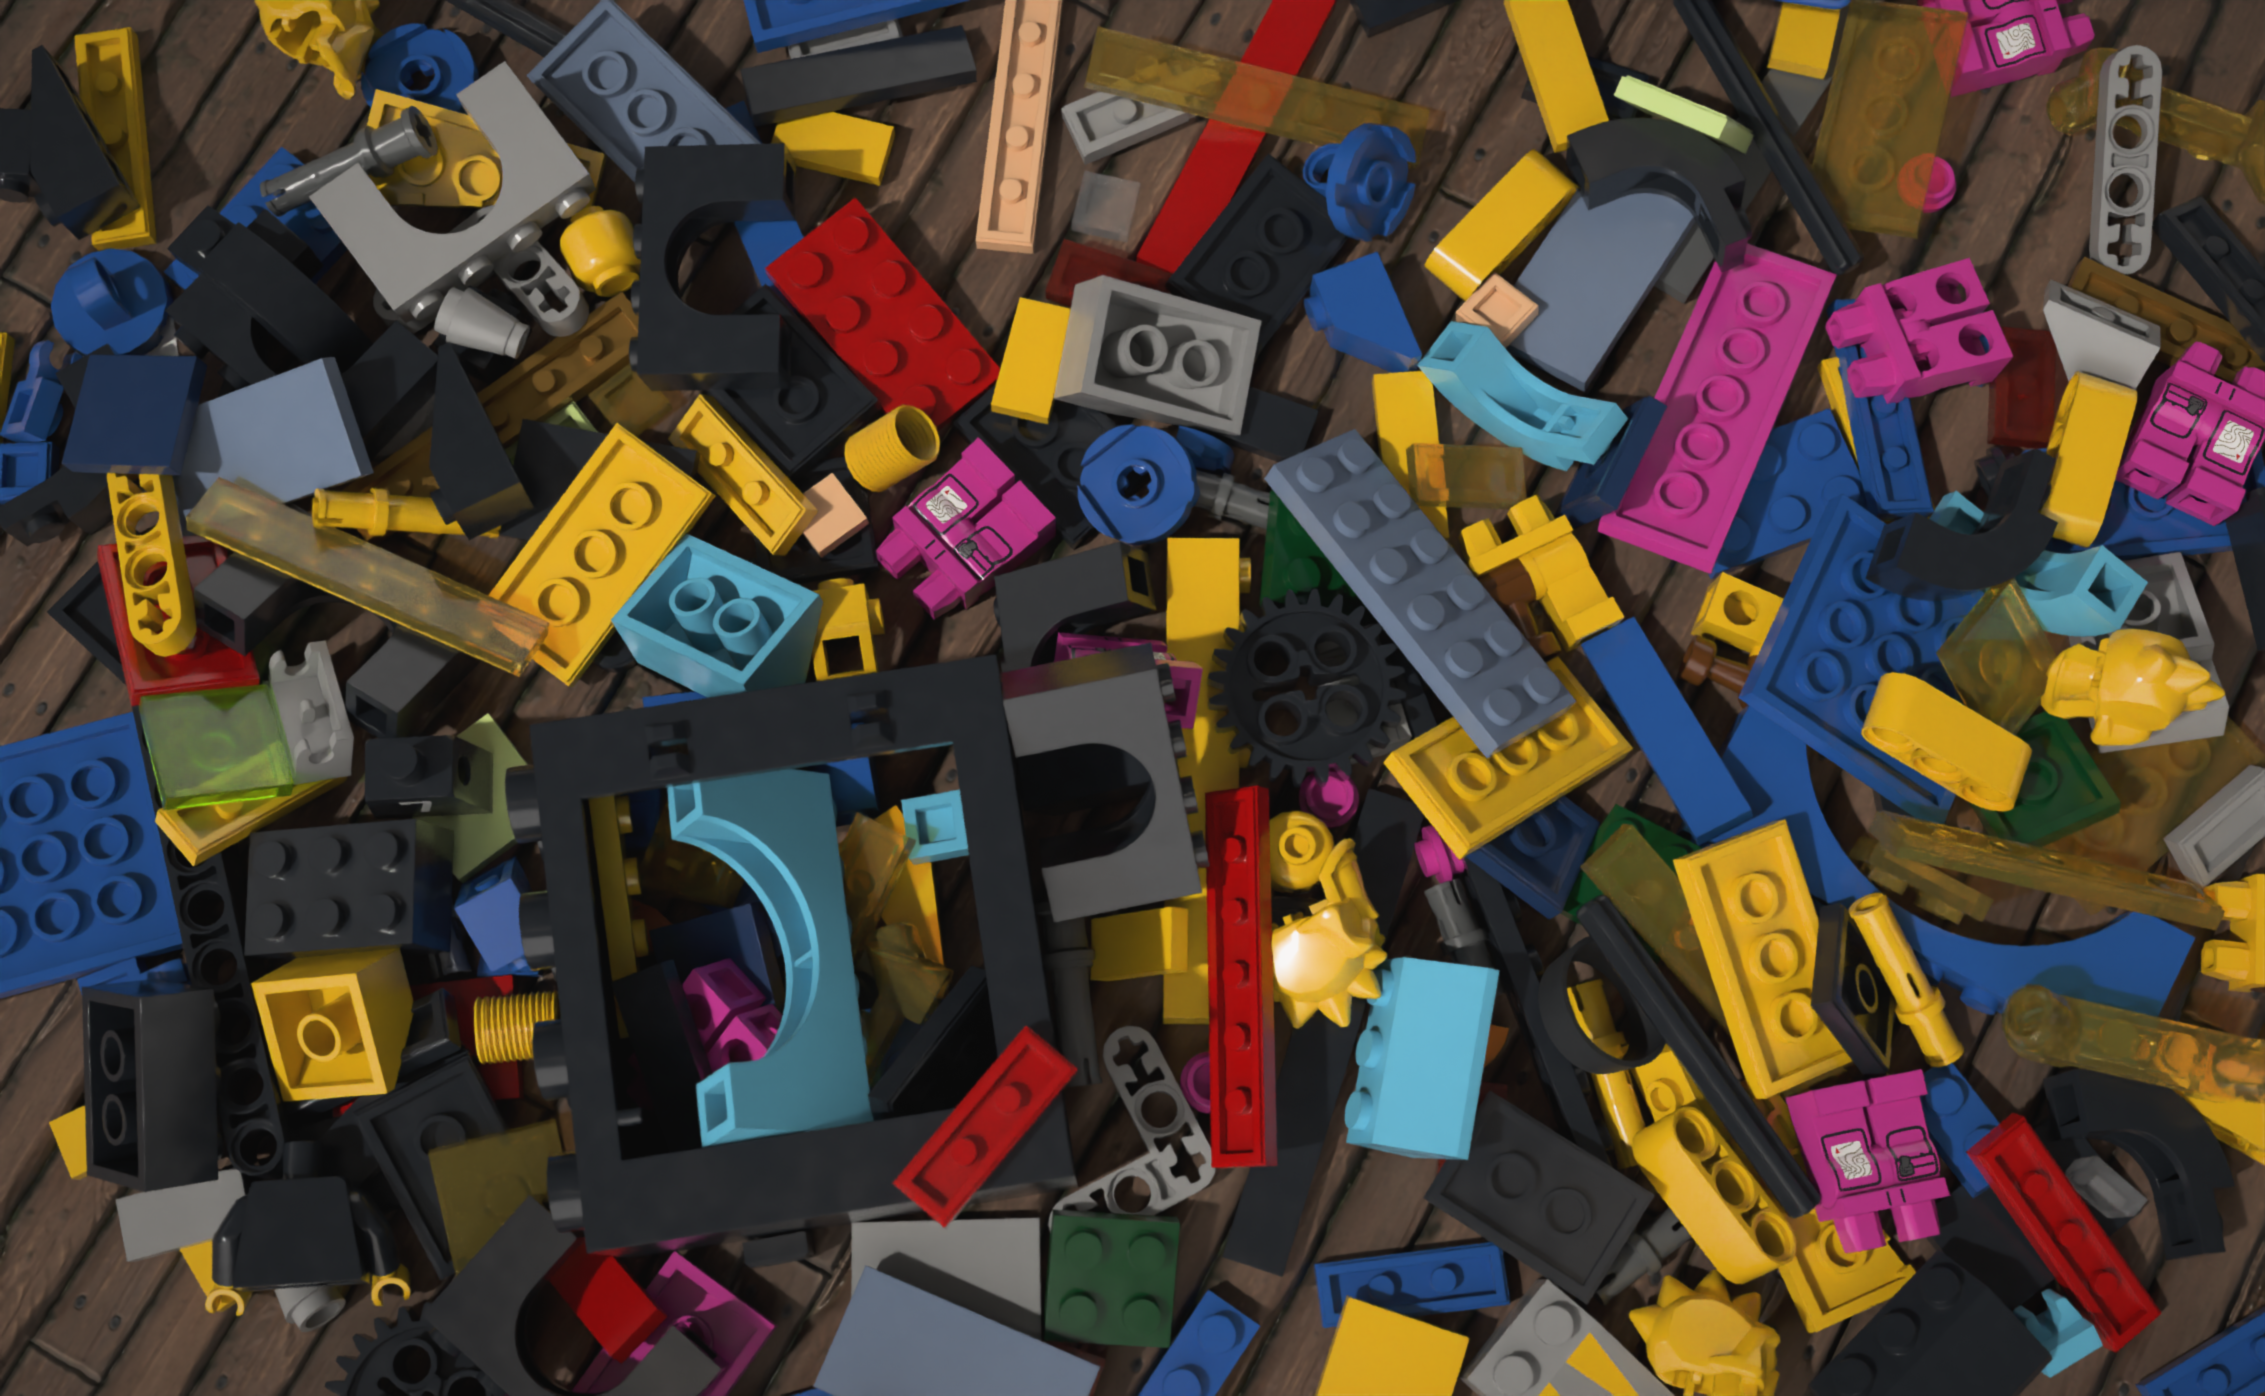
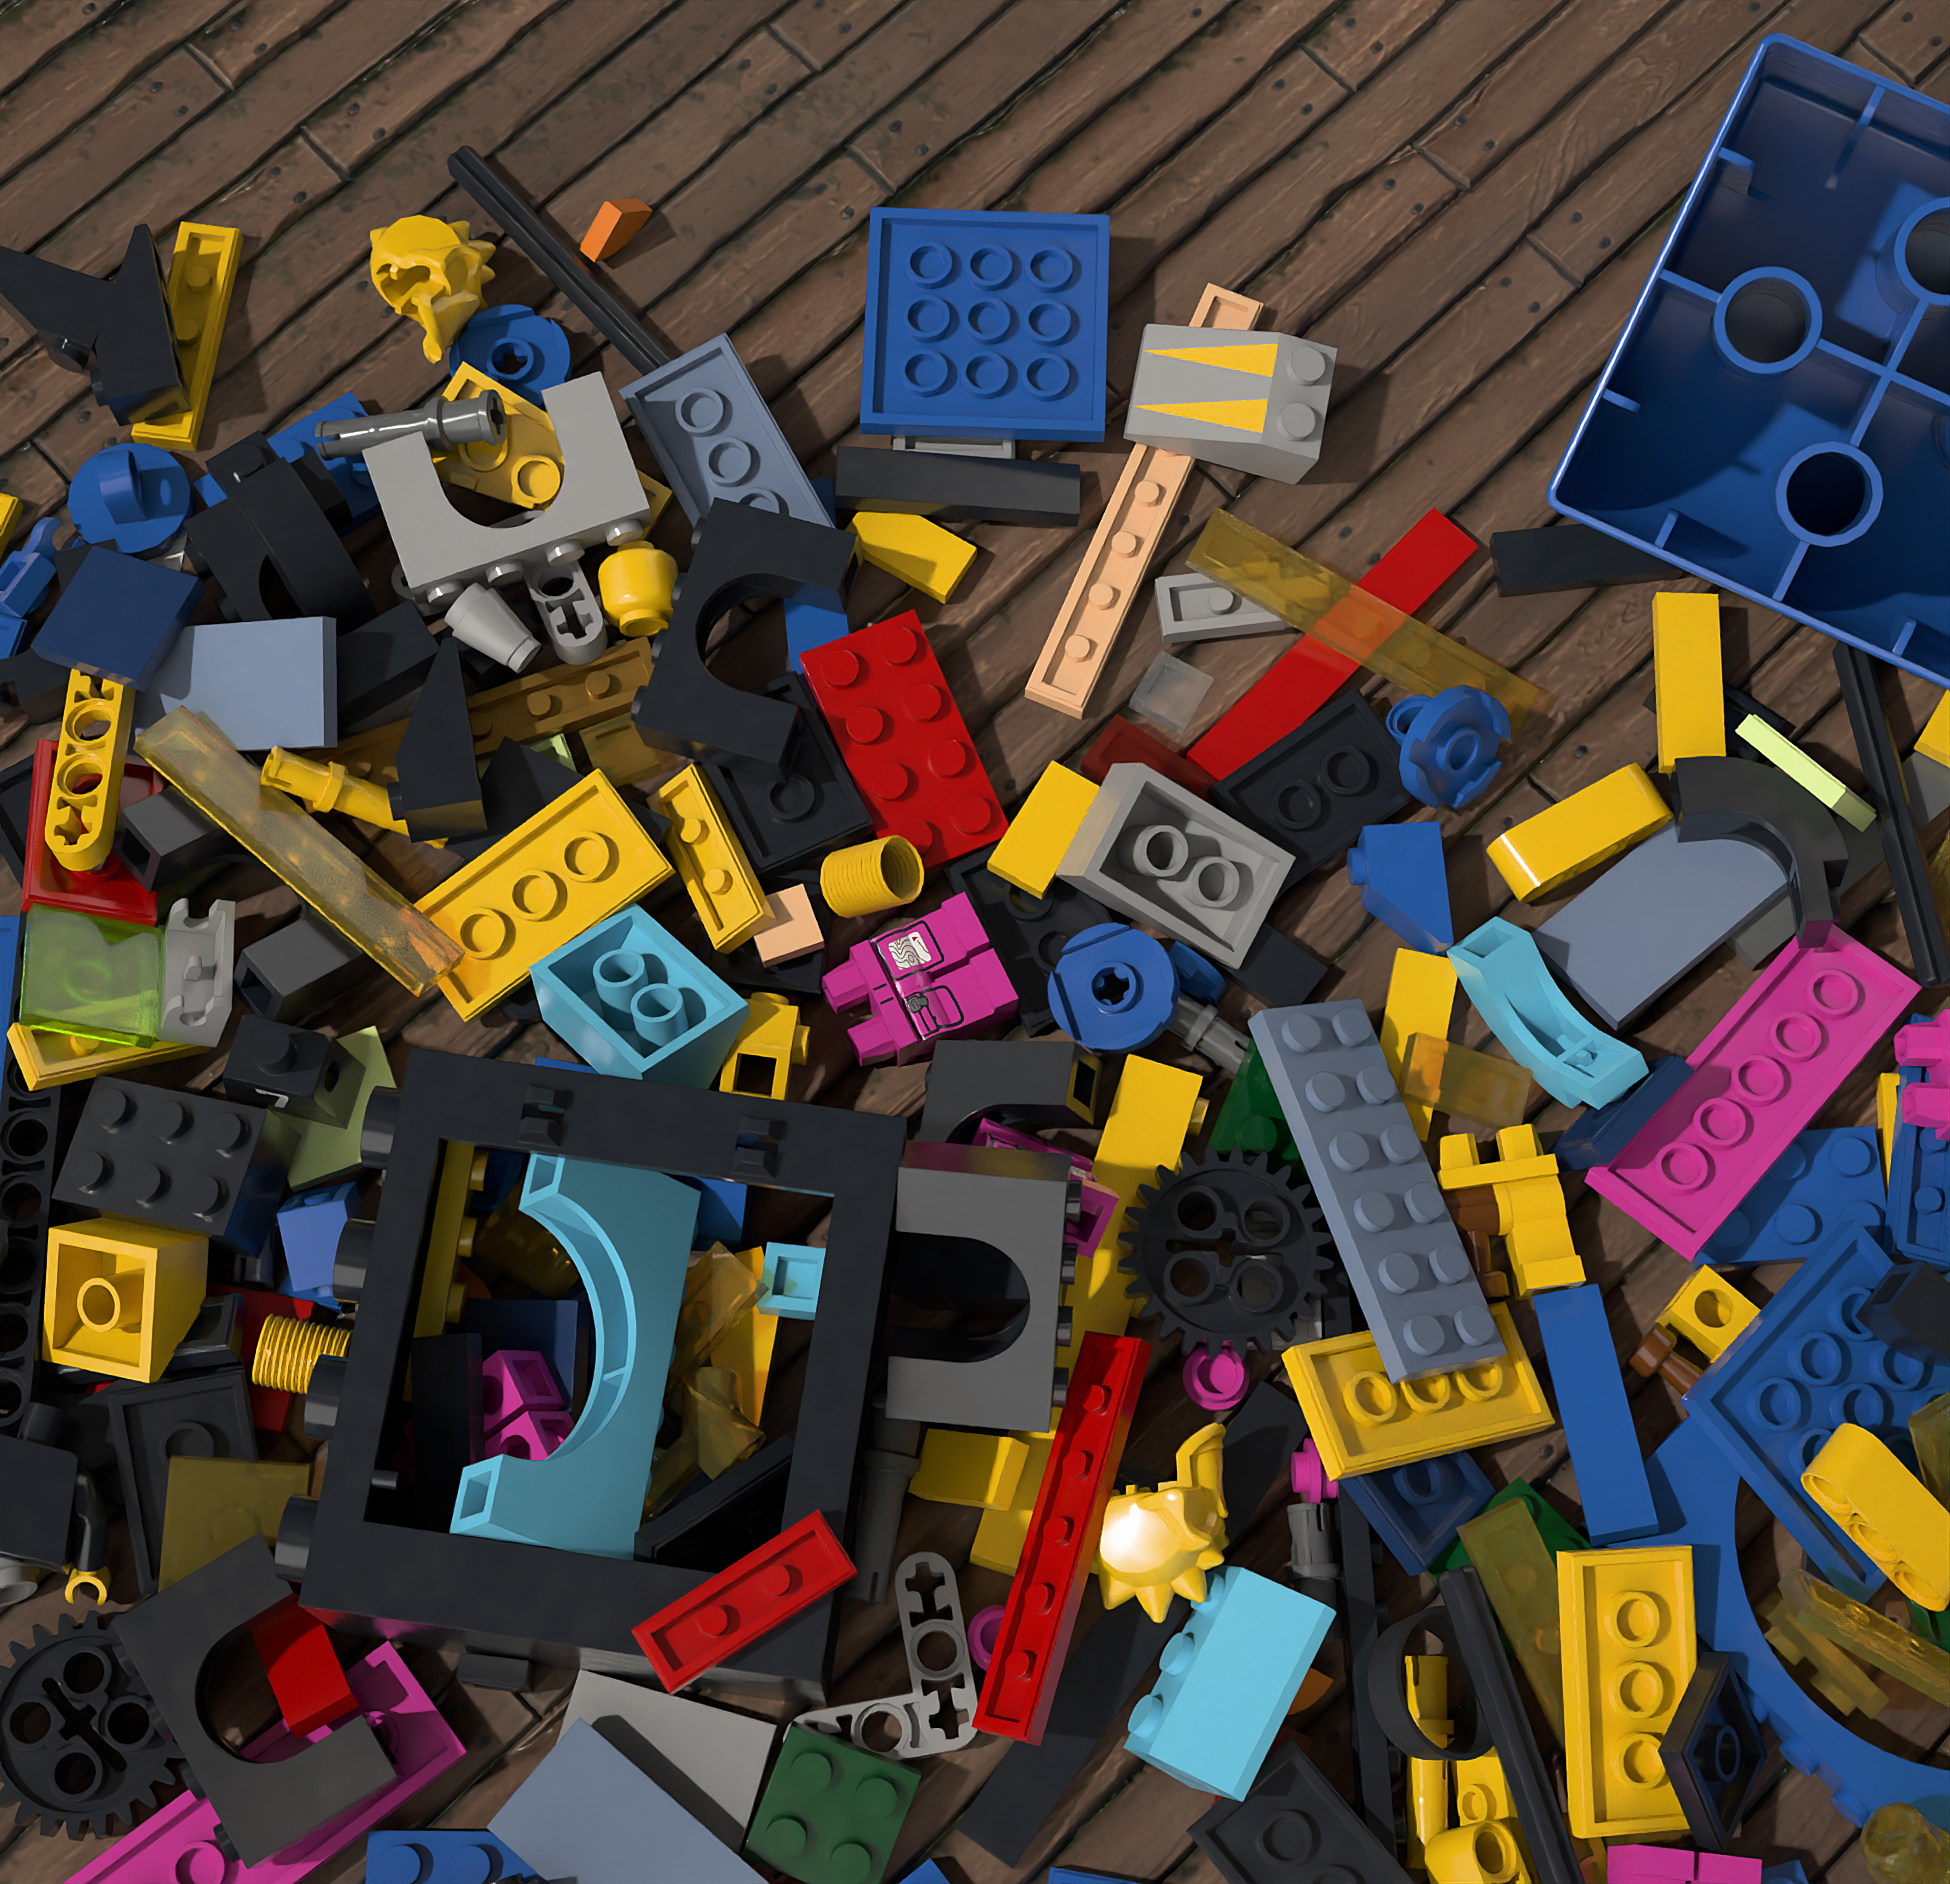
camera: 15 degrees right, 5 degrees down
(1298, 851) = (1162, 1421): yellow head -> none
(1499, 308) = (1550, 919): light nougat tile -> none
(1916, 1000) = (1780, 1786): yellow pin -> none

